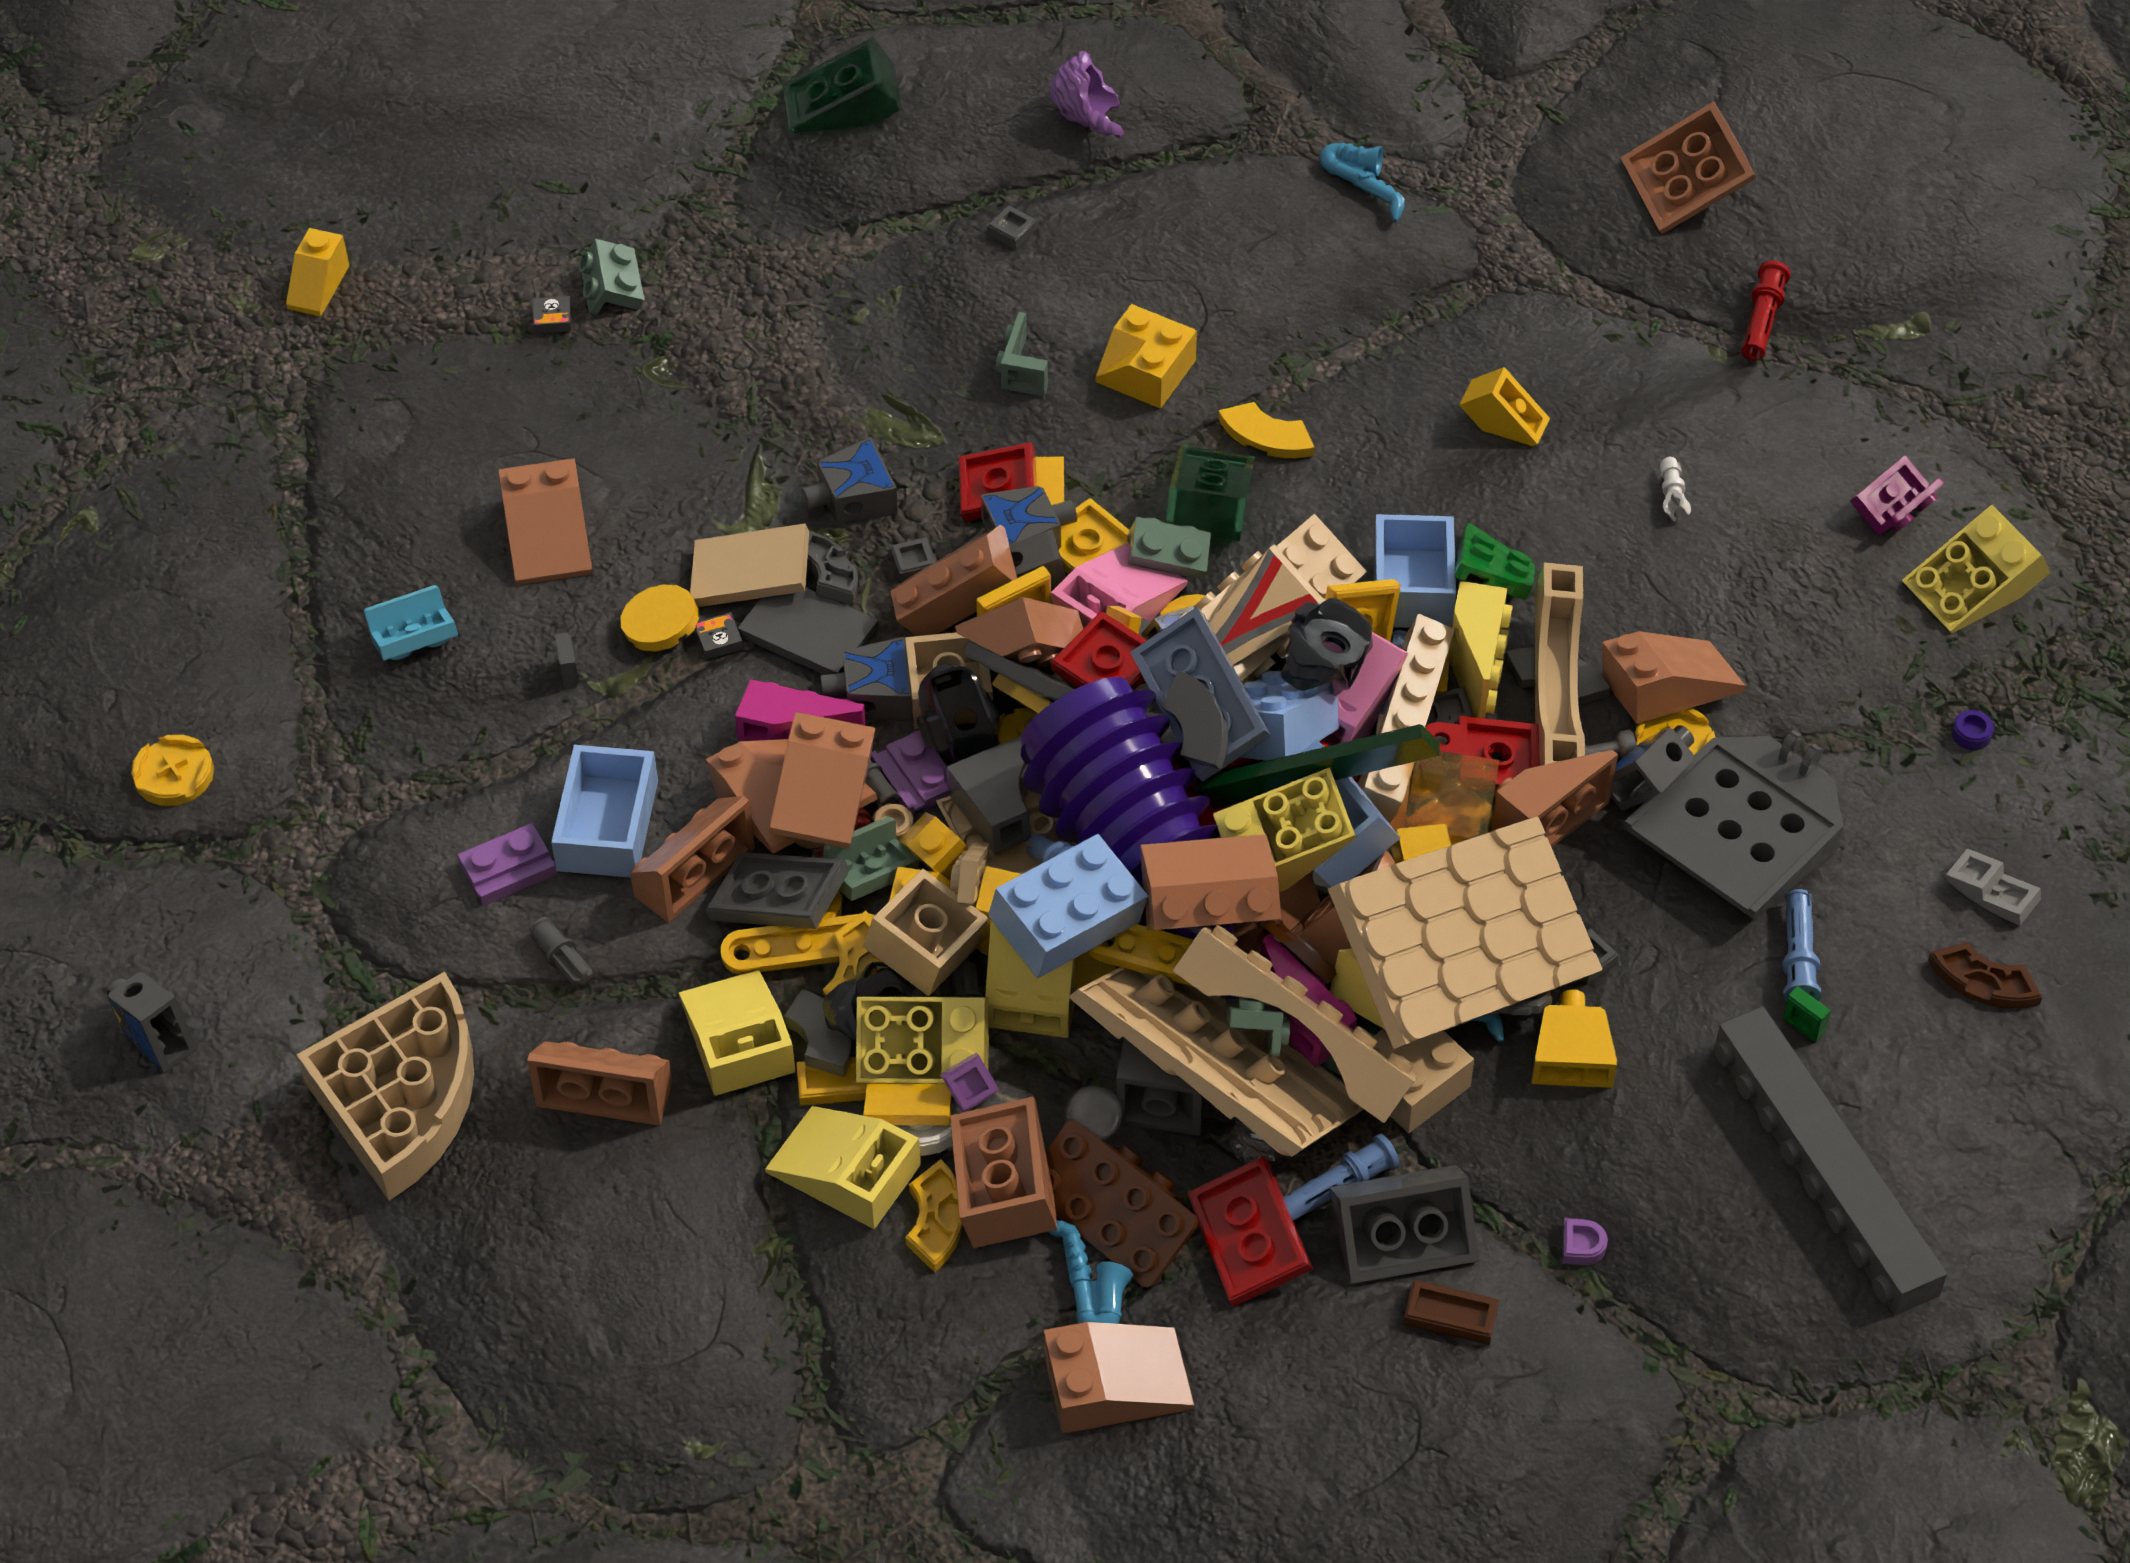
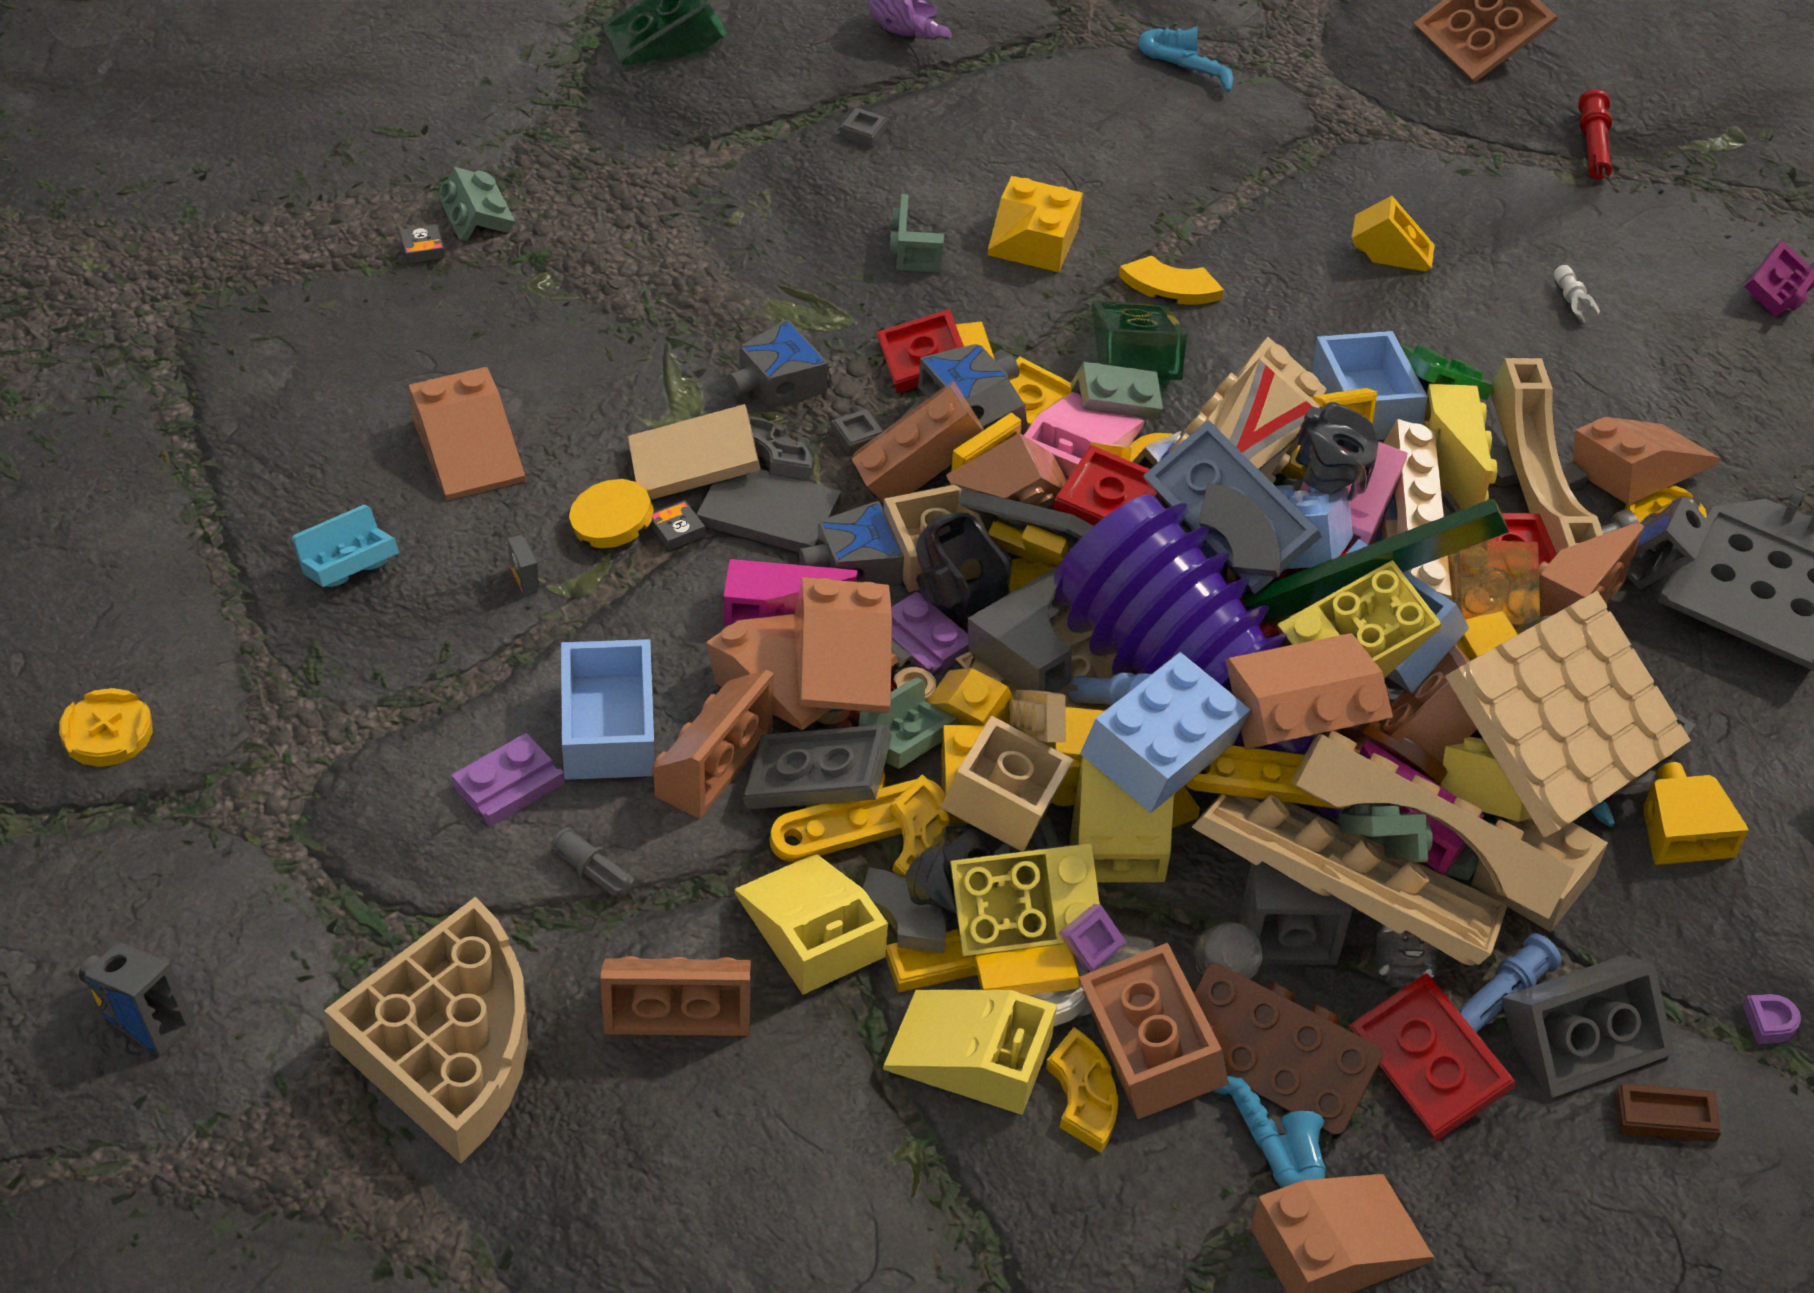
camera: 15 degrees left, 5 degrees down
(316, 271) = (165, 224): yellow slope -> none

